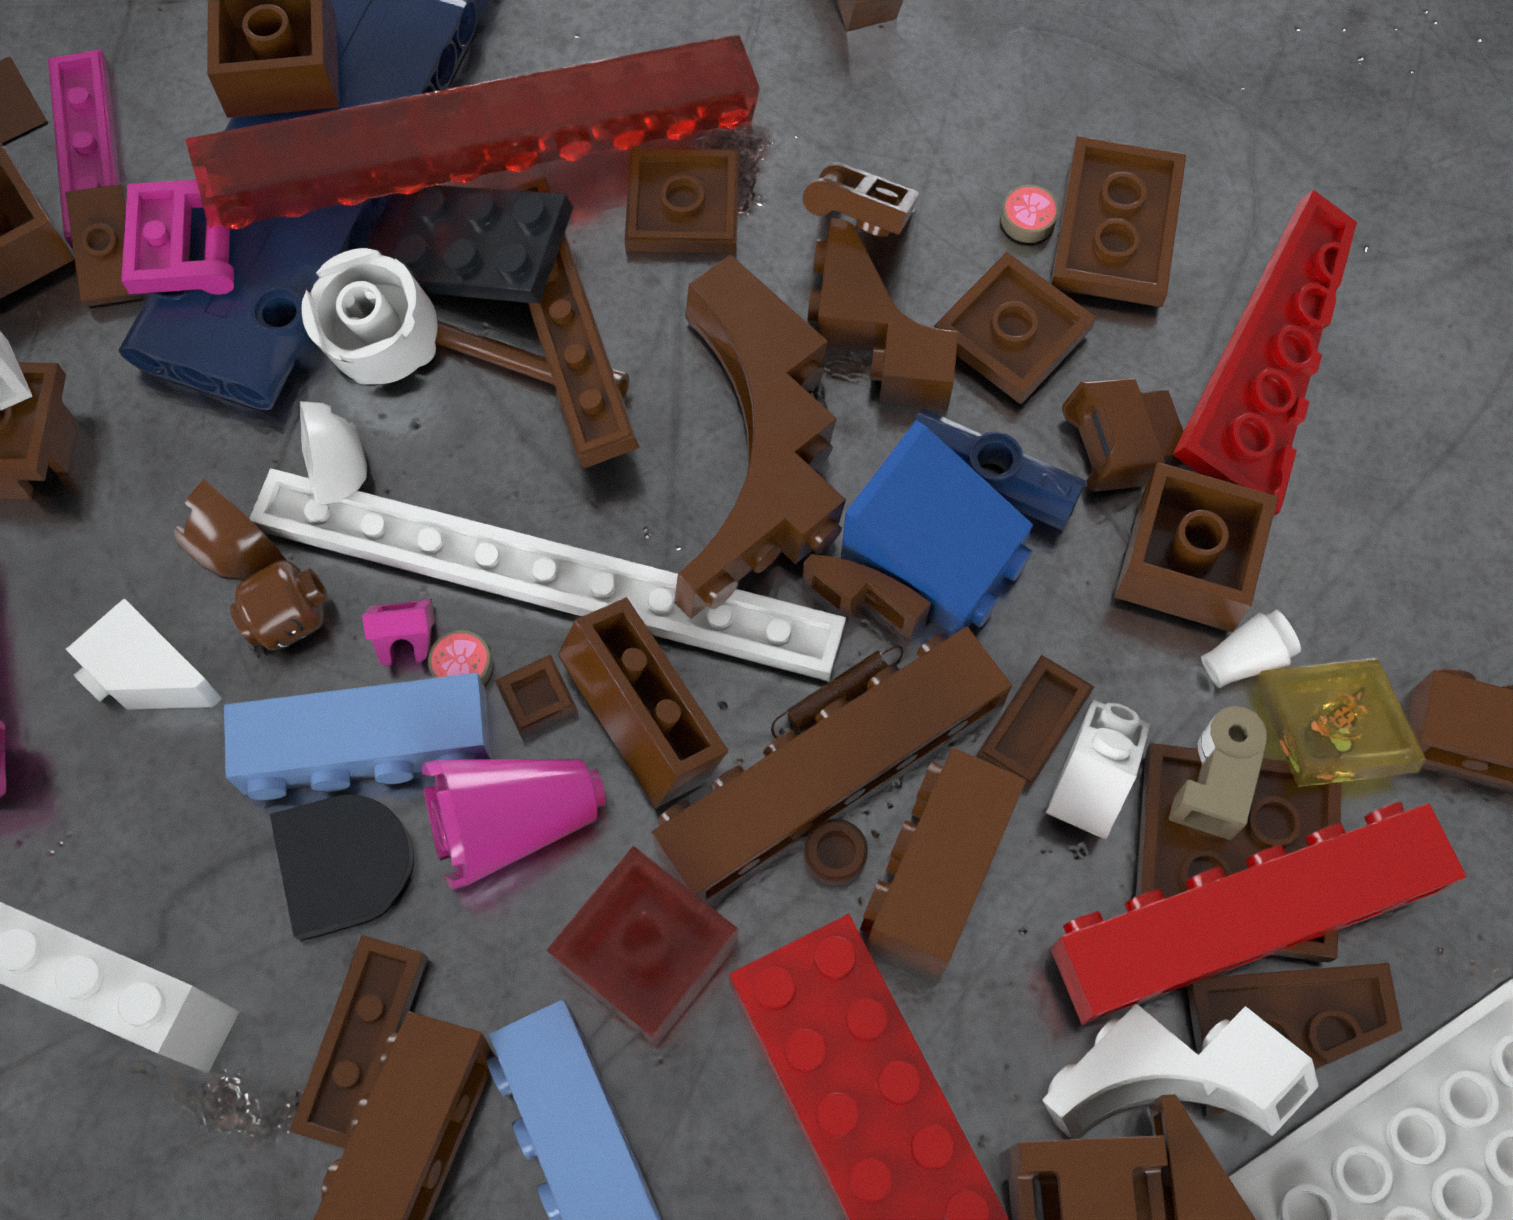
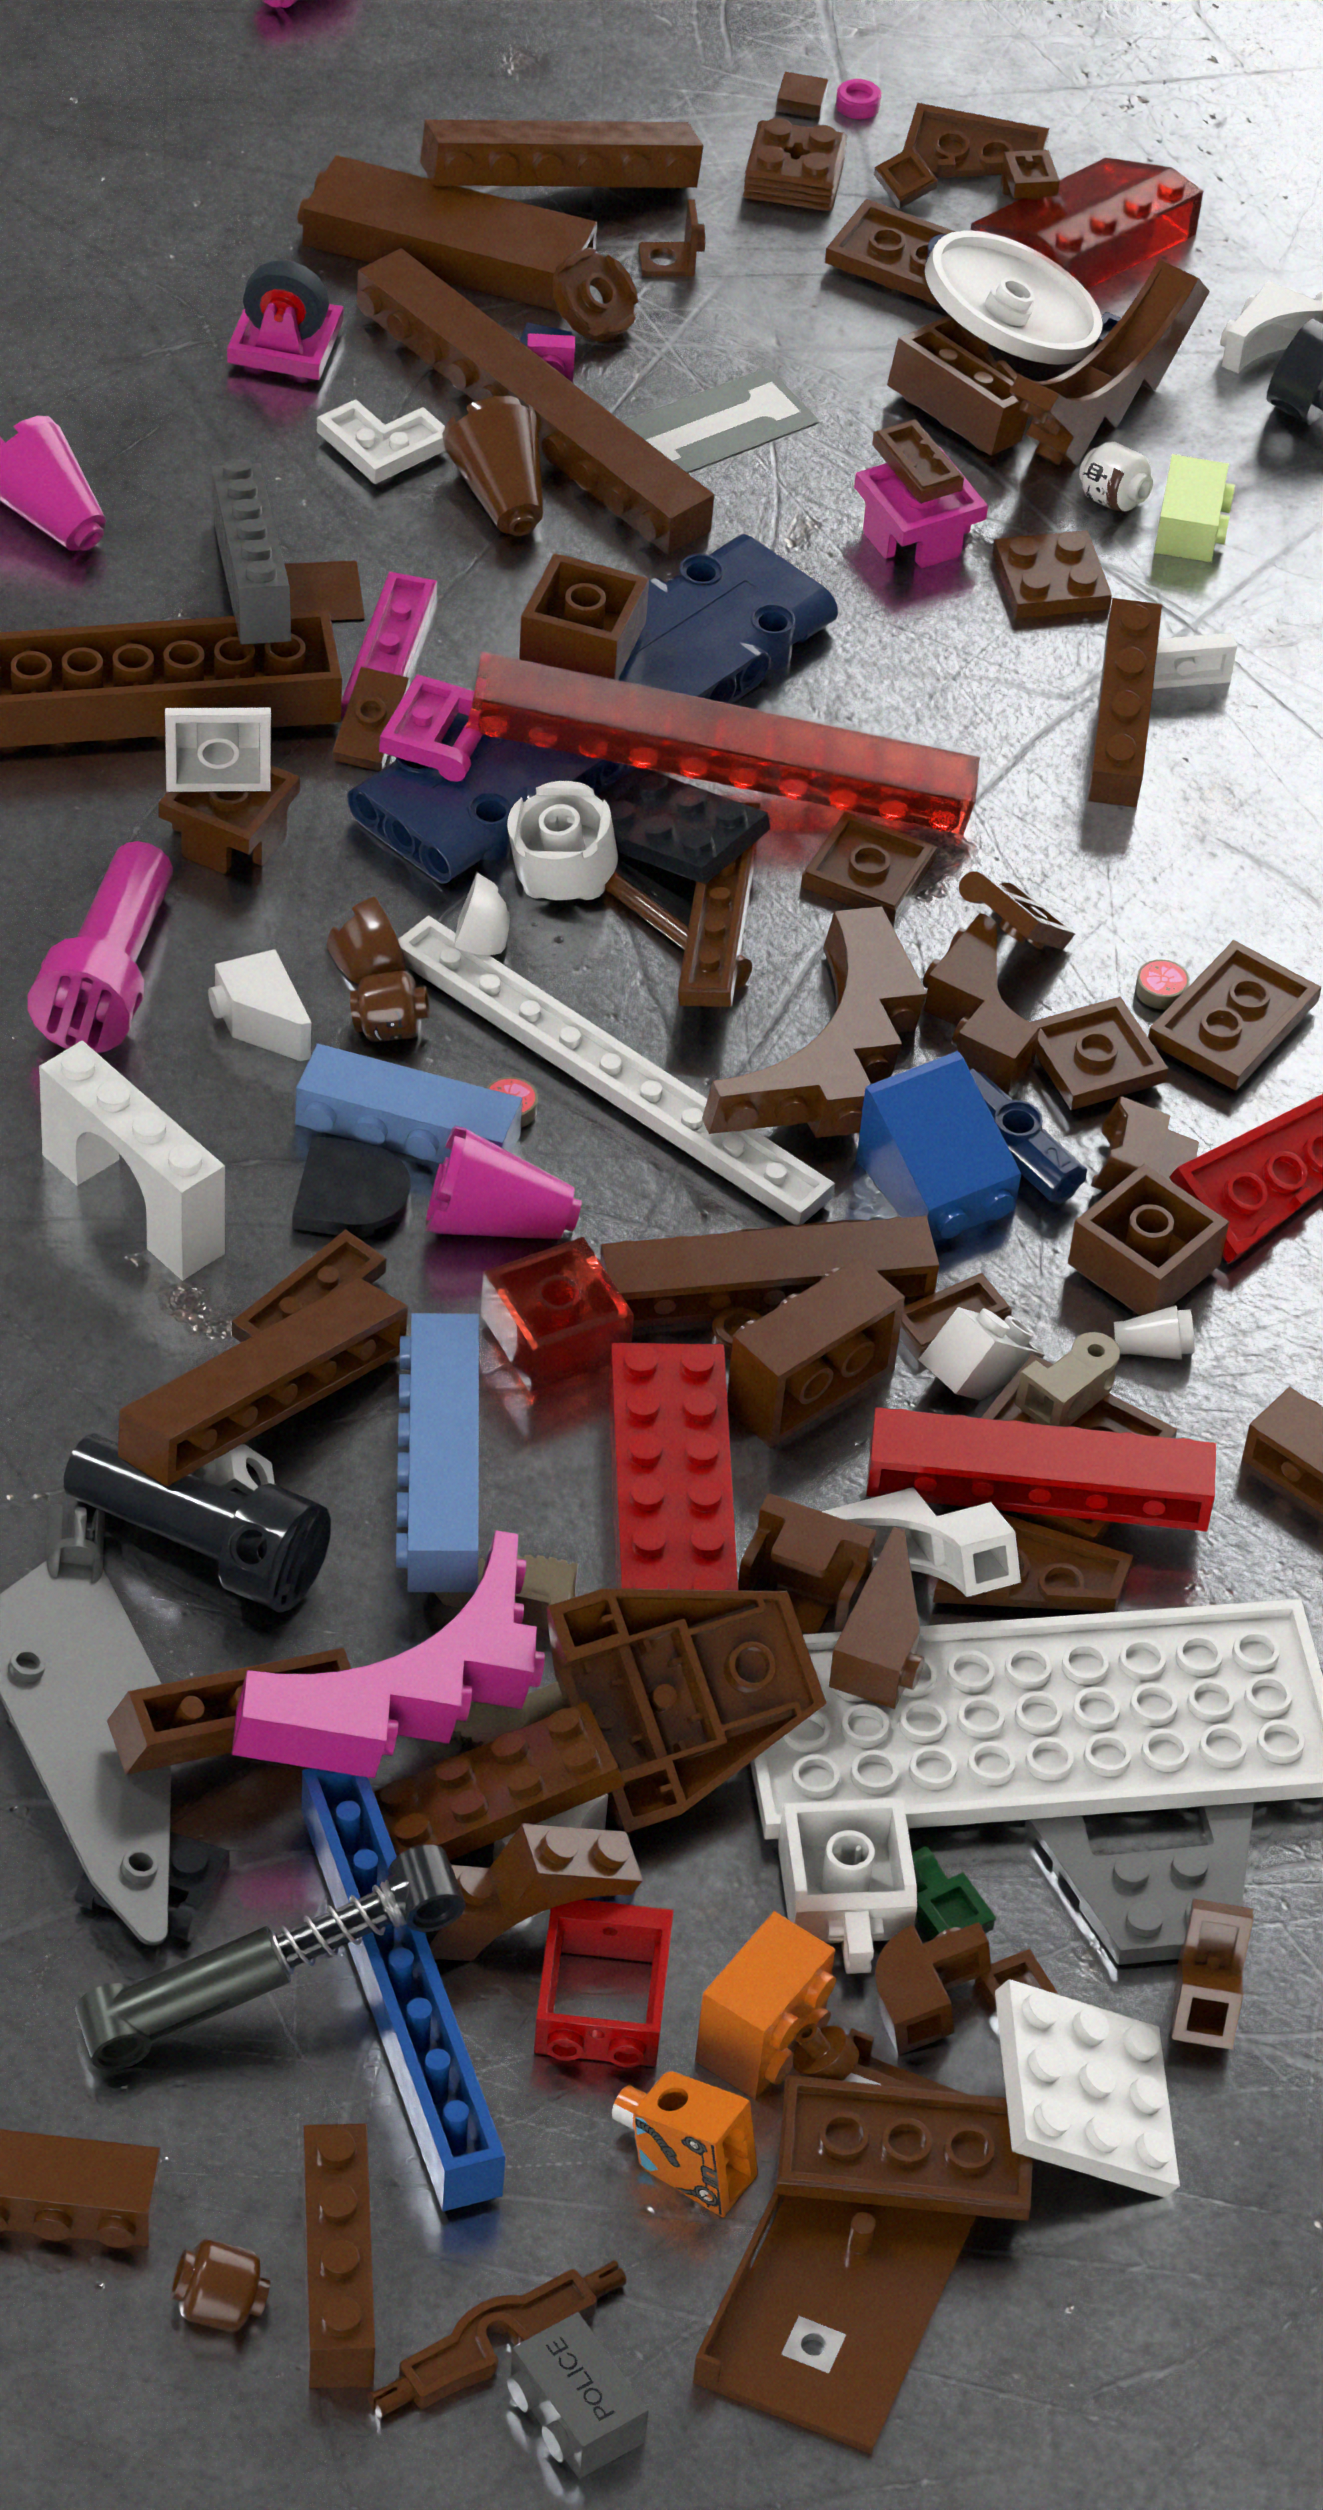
camera: 20 degrees right, 20 degrees down
(397, 621) = (477, 1052): dark pink tile -> none
(536, 696) = (559, 1147): reddish brown tile -> none
(641, 702) = (639, 1164): reddish brown brick -> none
(849, 586) = (859, 1173): reddish brown slope -> none
(1339, 722) = (1196, 1400): clear yellow tile -> none

